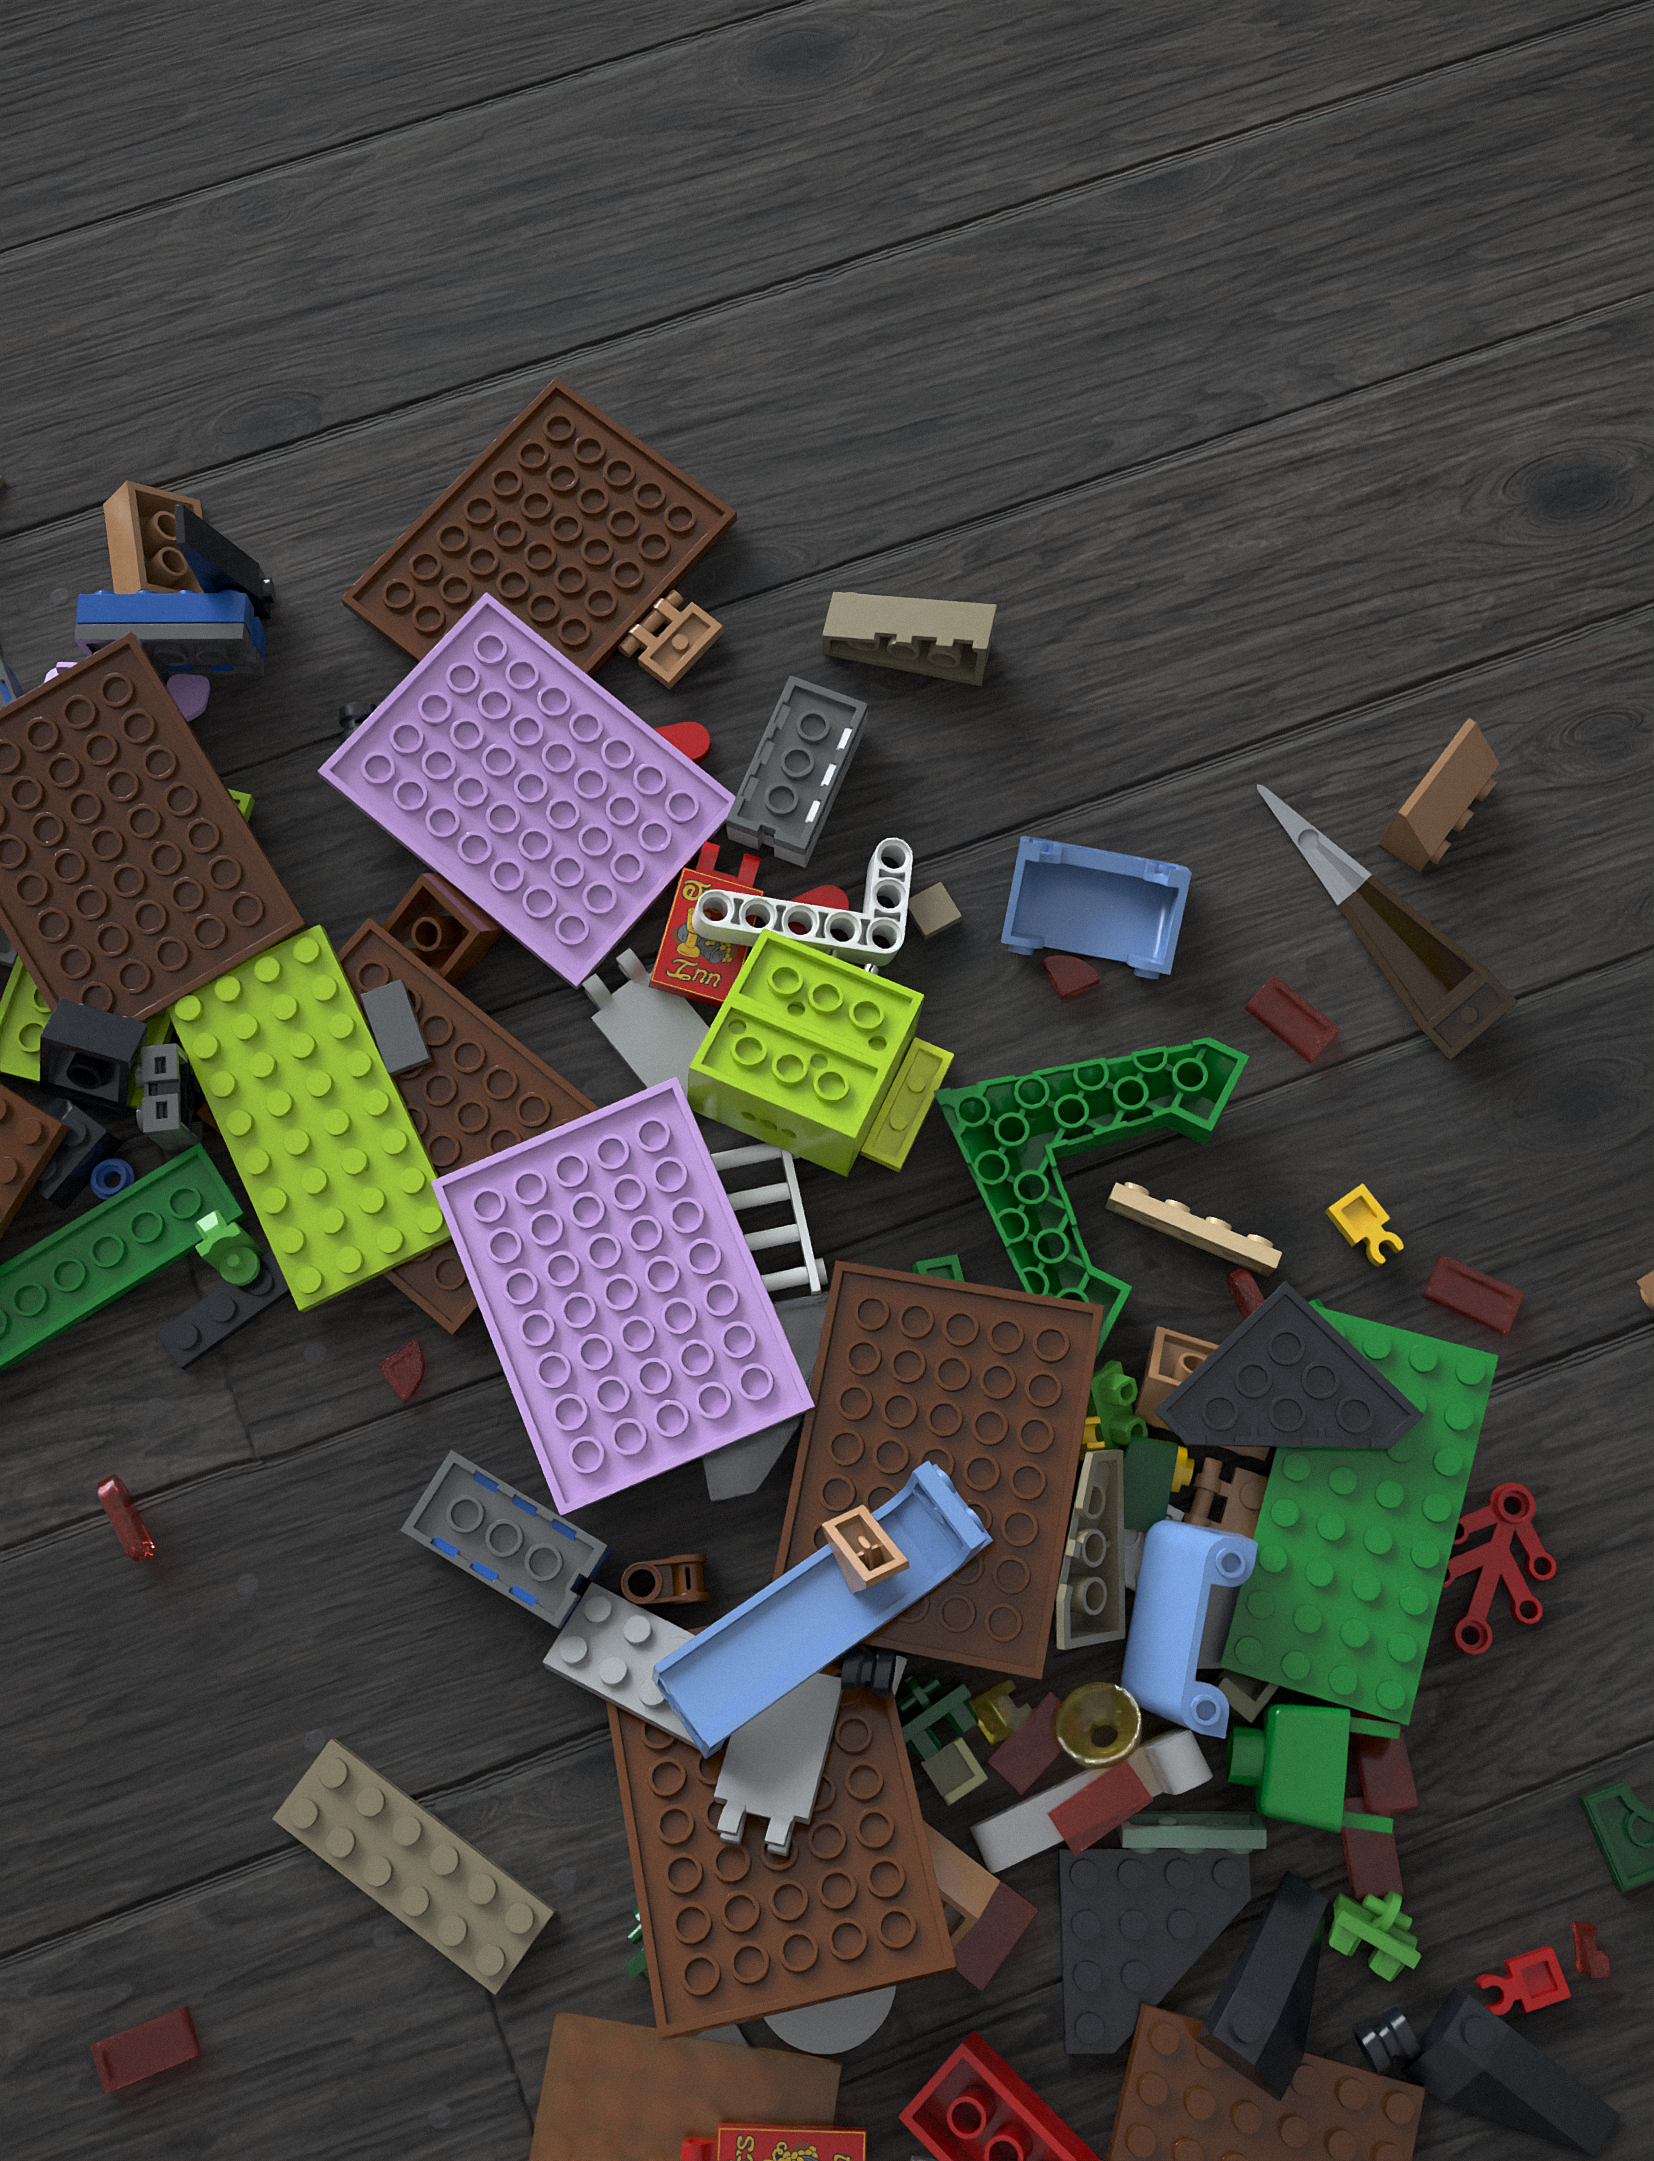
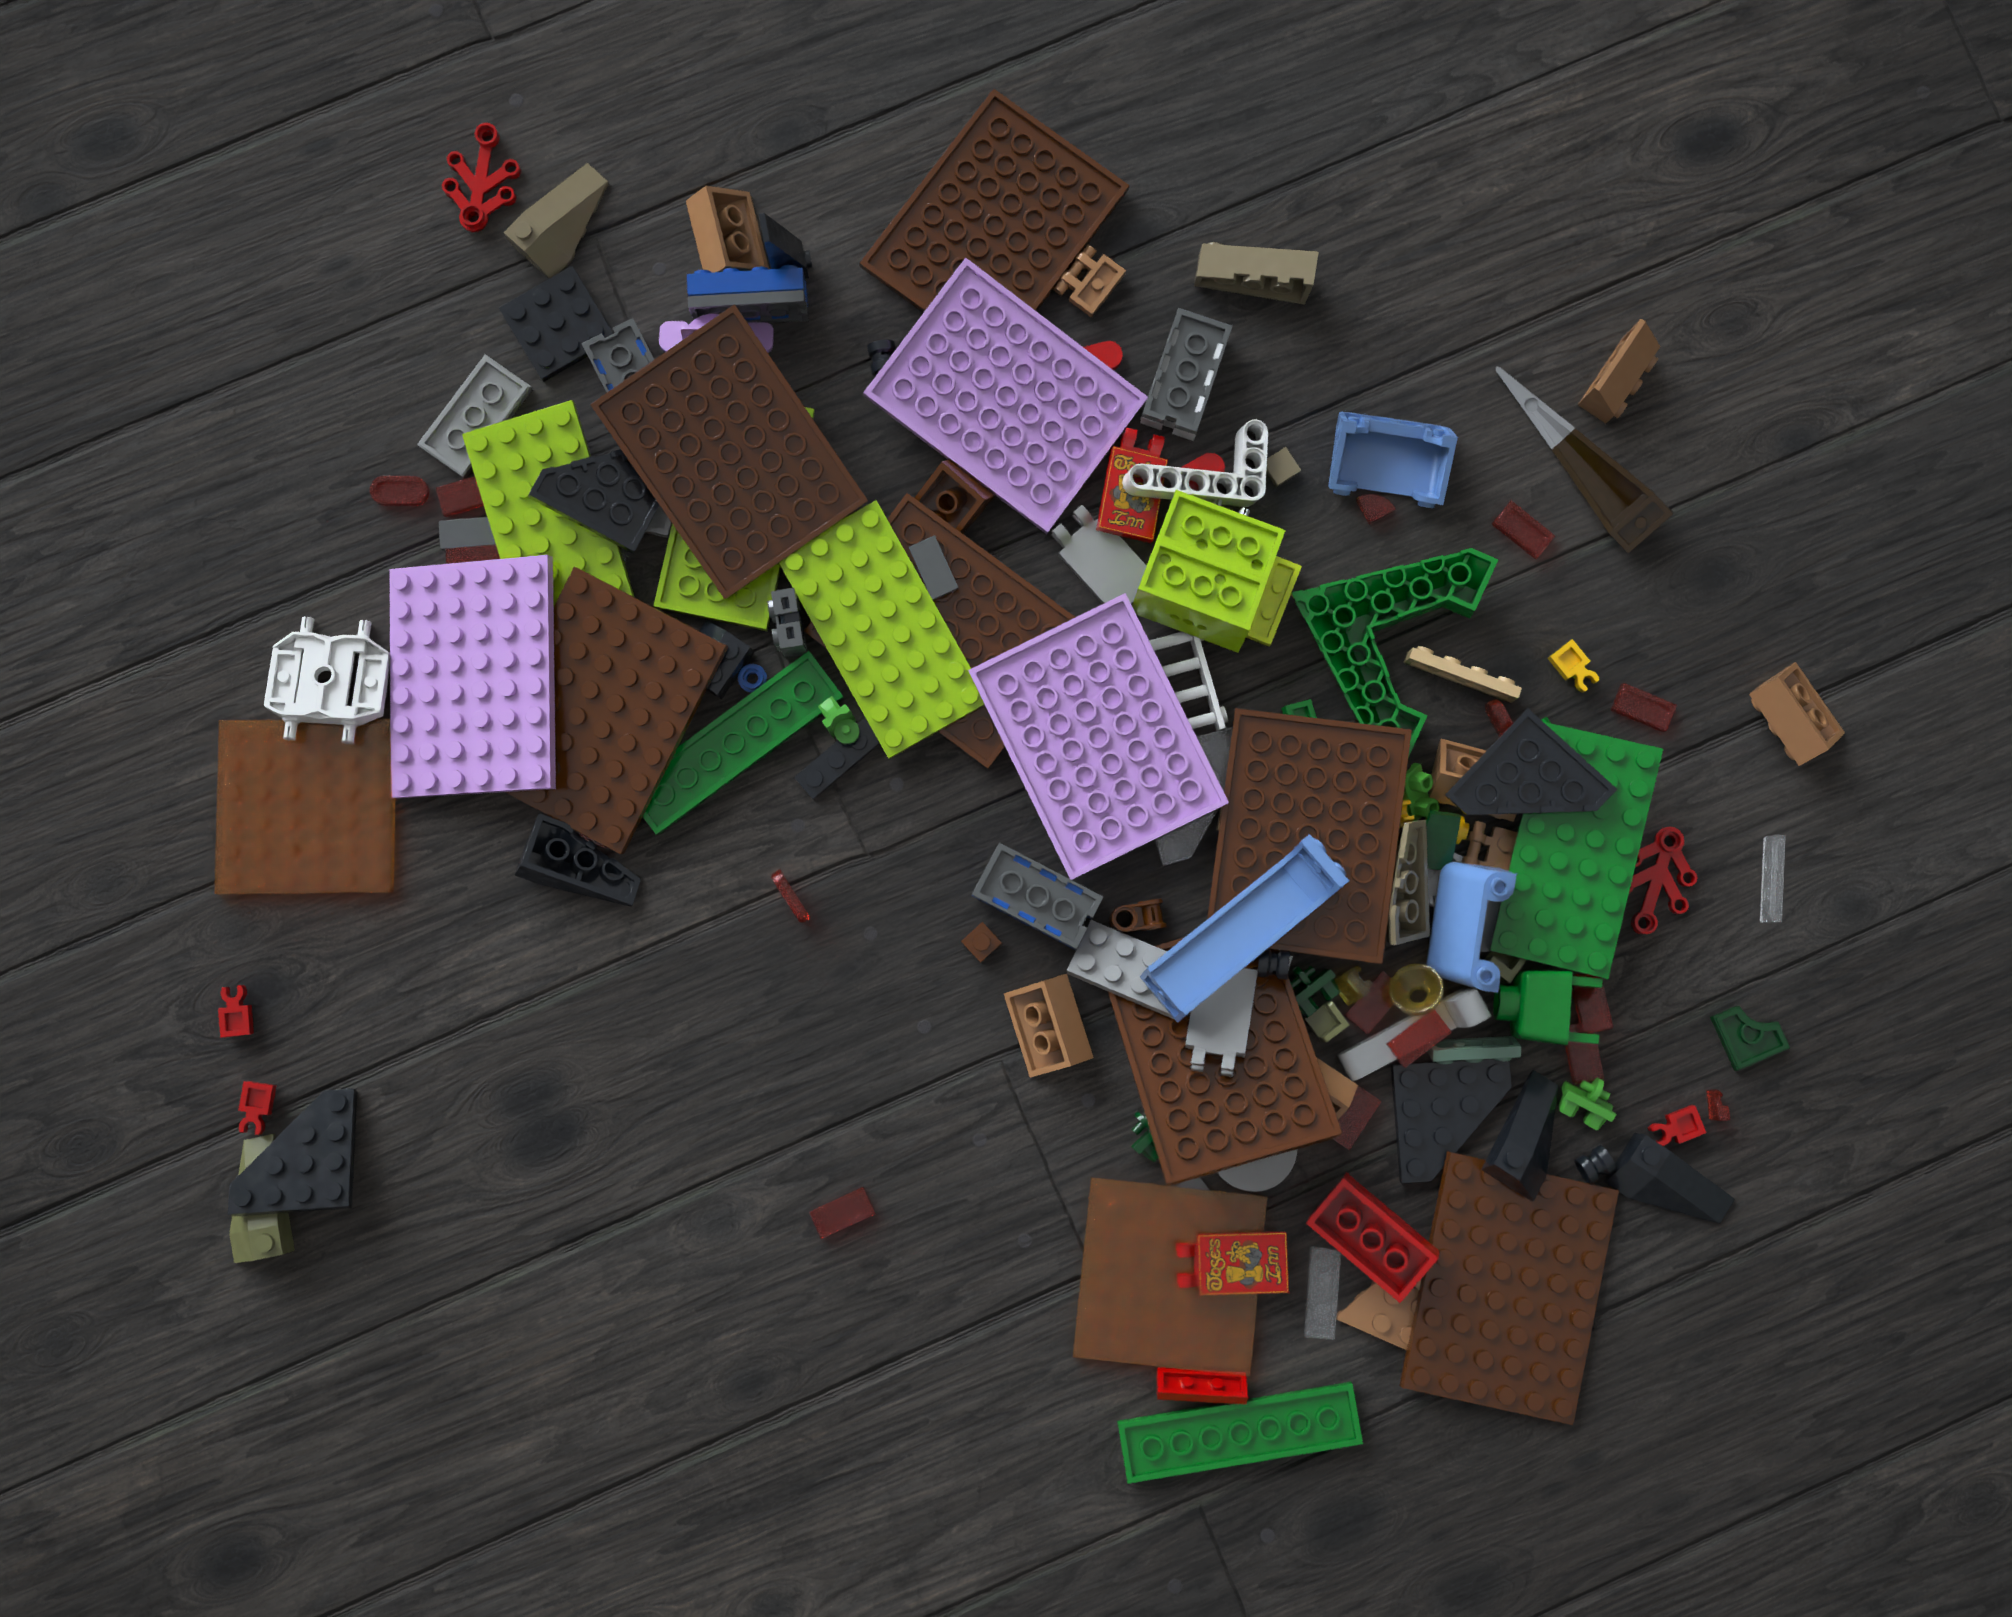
camera: 10 degrees left, 10 degrees up
(91, 1056) = (737, 599): black slope -> none
(405, 1369) = (957, 792): clear red tile -> none
(414, 1865) = (995, 1096): dark tan plate -> none
(417, 1608) = (981, 942): none -> reddish brown plate
(509, 1751) = (1048, 1025): none -> medium nougat slope
(863, 1549) = (1269, 891): medium nougat slope -> none

